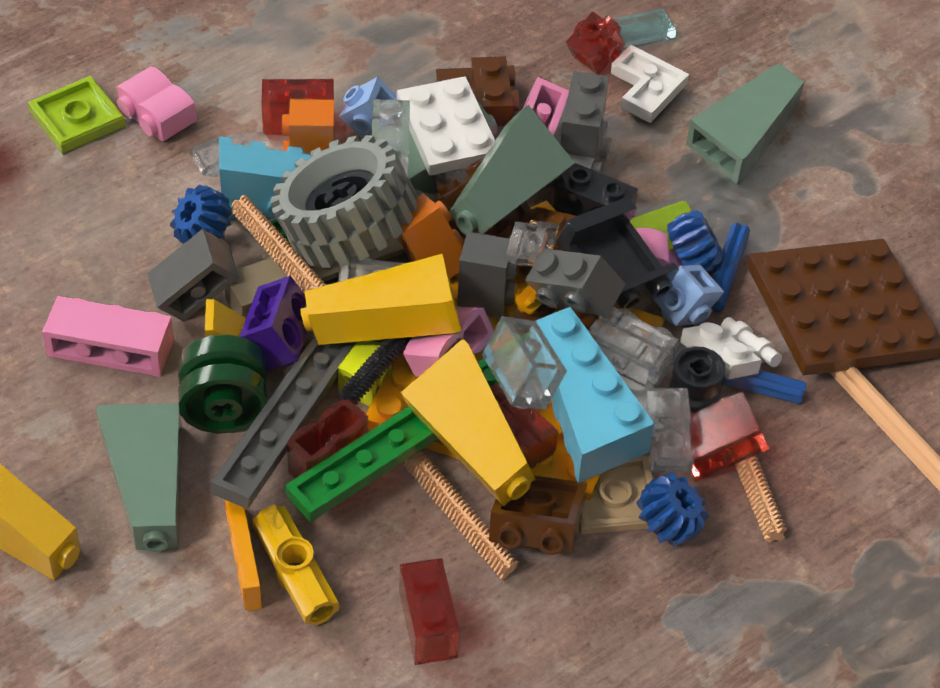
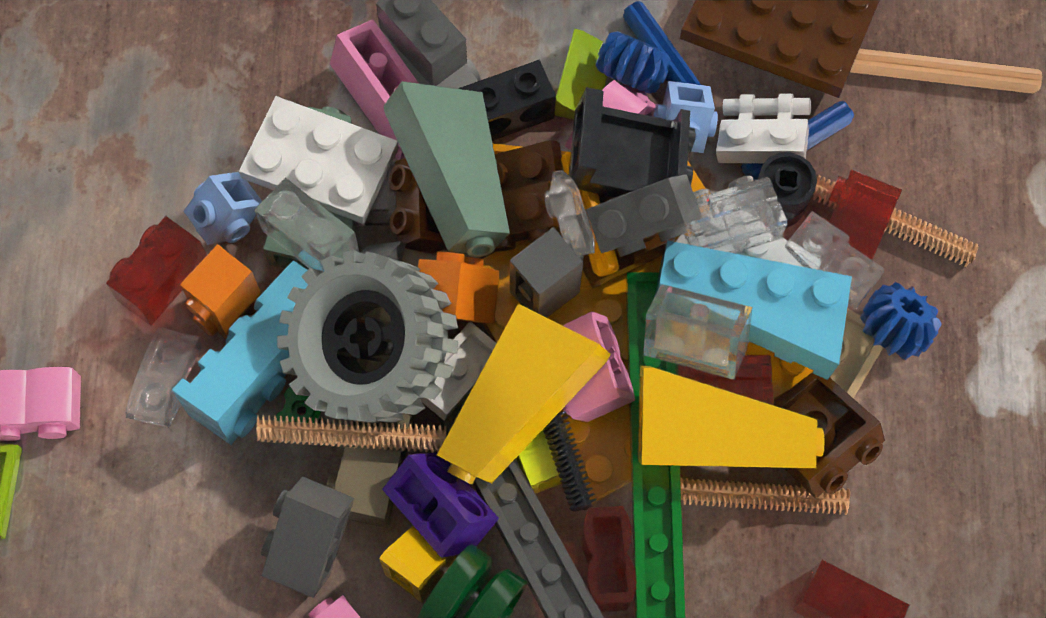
camera: 50 degrees left, 20 degrees up
(201, 210) = (232, 472): blue gear -> none
(491, 85) = (275, 71): reddish brown plate -> none

